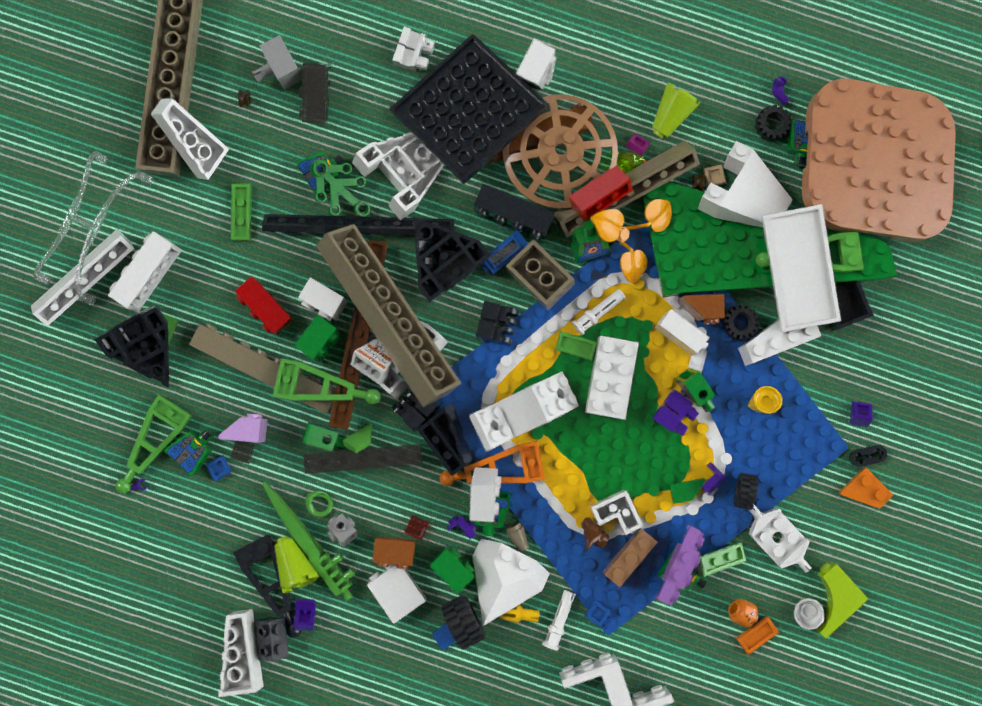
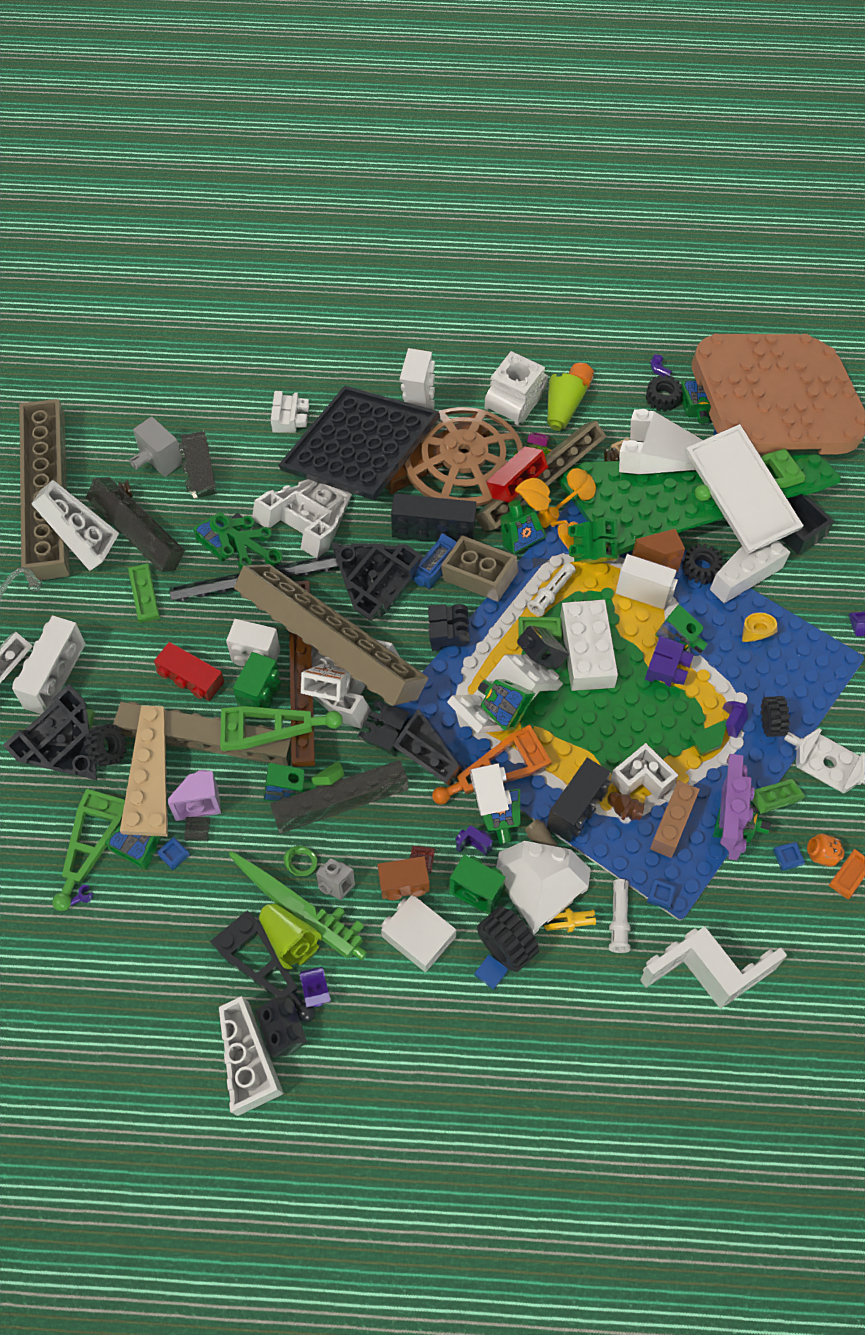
camera: 10 degrees left, 25 degrees down
(172, 358) = (96, 745): none -> black tyre
(205, 415) = (146, 790): none -> tan wing
(245, 141) = (135, 524): none -> clear smoke brick
(518, 425) = (505, 702): none -> torso
(555, 523) = (579, 800): none -> black piece
(569, 373) = (537, 641): none -> black torso
(626, 101) = (516, 387): none -> white piece
(648, 278) = (592, 541): none -> green hips
(699, 83) = (584, 372): none -> orange head
(712, 606) = (788, 856): none -> blue tile

